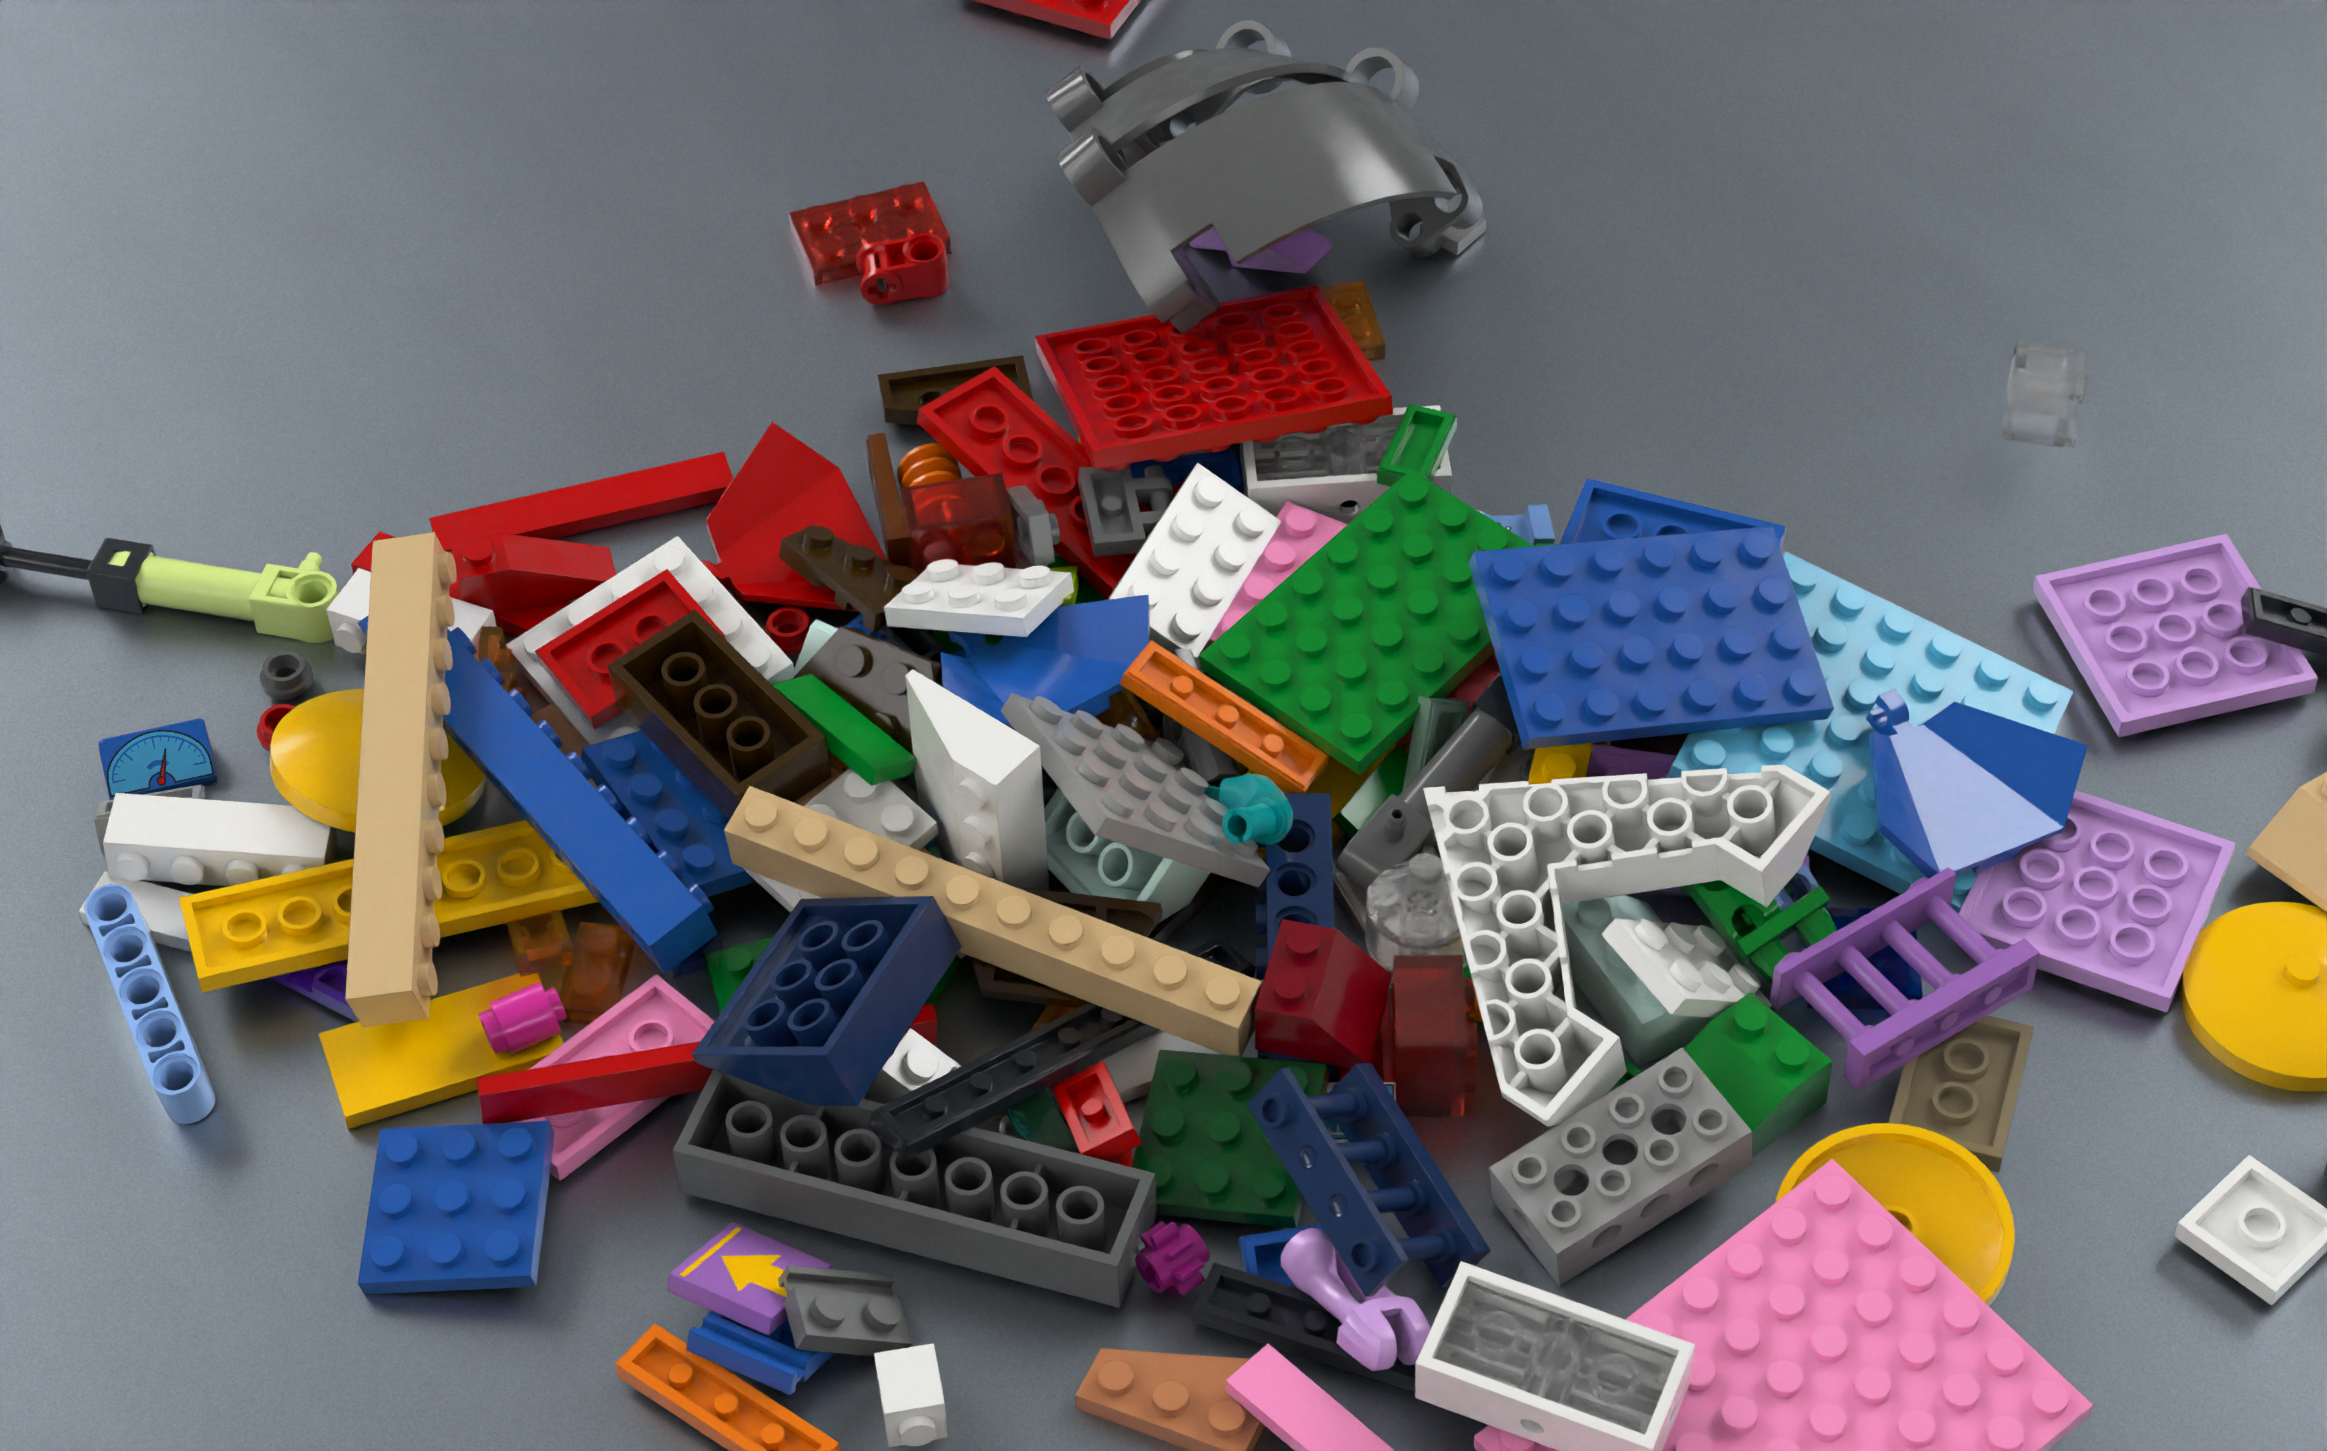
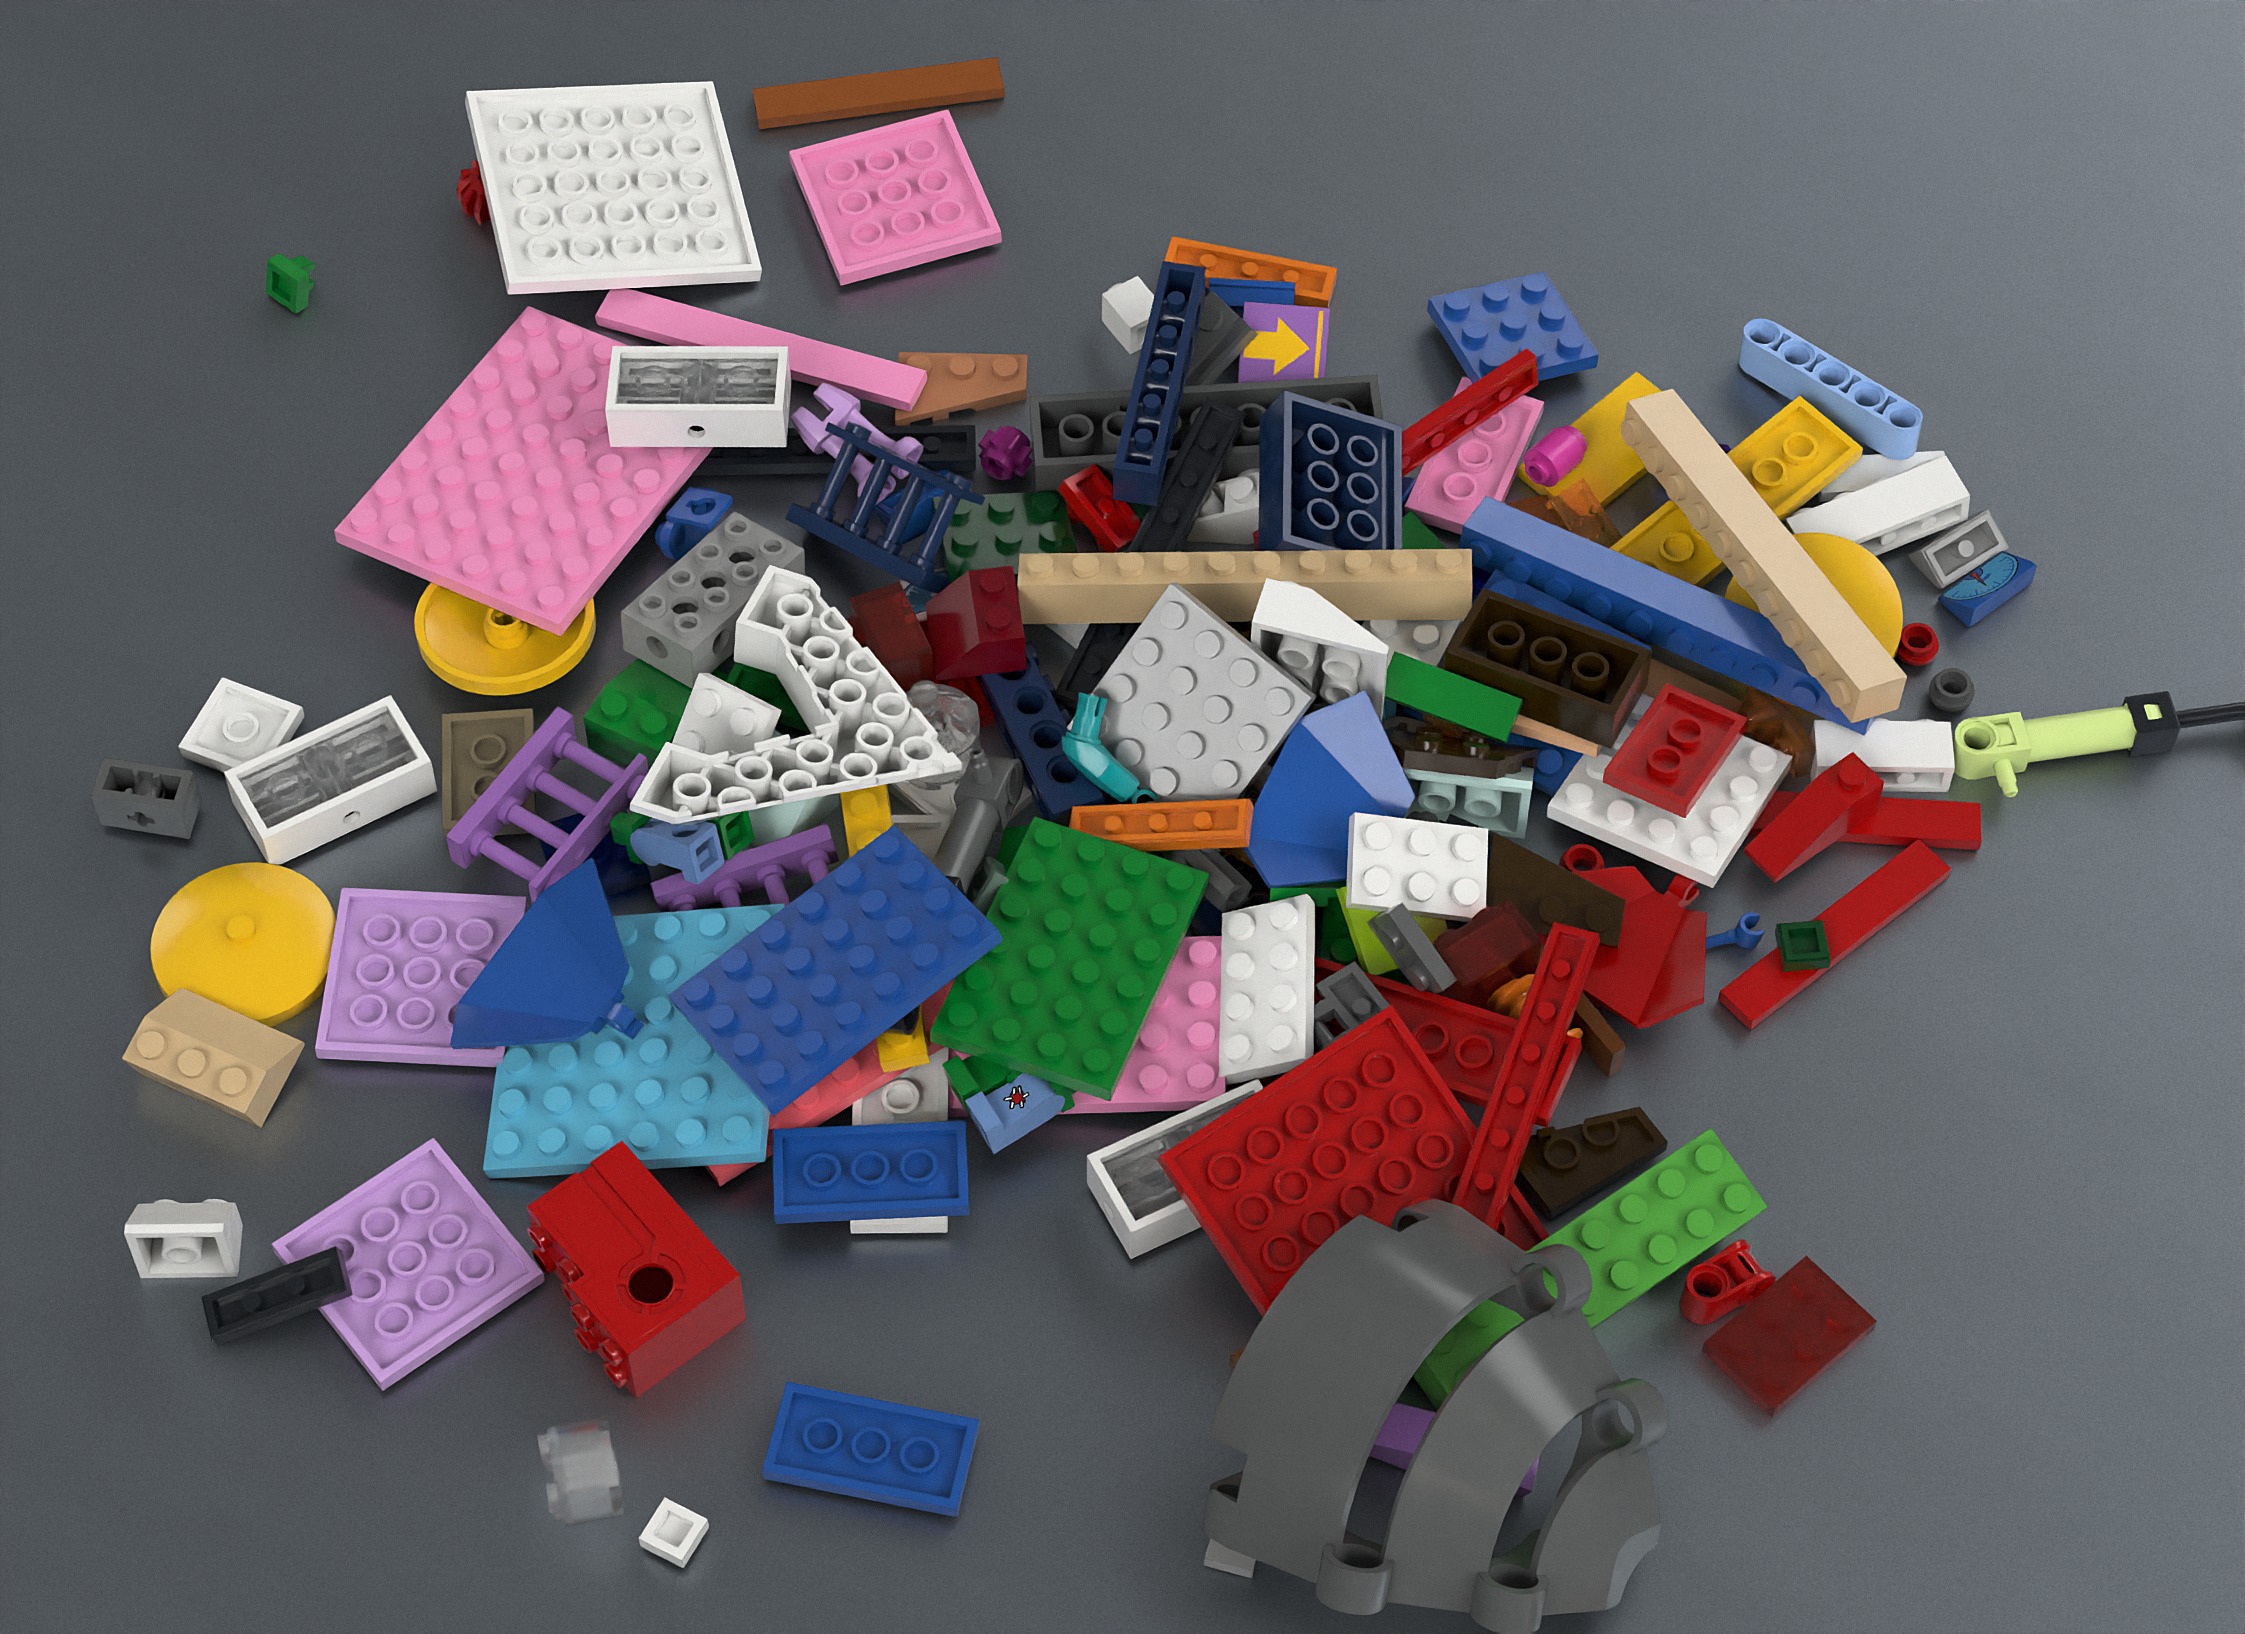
camera: 155 degrees right, 10 degrees up
(629, 487) = (1802, 945): none -> dark green tile
(668, 528) = (1740, 935): none -> blue hand
(954, 1176) = (1159, 384): none -> dark blue brick
(999, 295) = (1627, 1242): none -> bright green brick
(1004, 387) = (1525, 1073): none -> red tile
(1417, 444) = (1126, 1162): green tile -> none
(1630, 1288) = (691, 520): none -> blue bracket
(1755, 368) = (871, 1449): none -> blue plate
(1944, 526) = (634, 1270): none -> red piece
(1965, 359) = (673, 1532): none -> white plate
(2160, 1108) = (331, 781): none -> brick

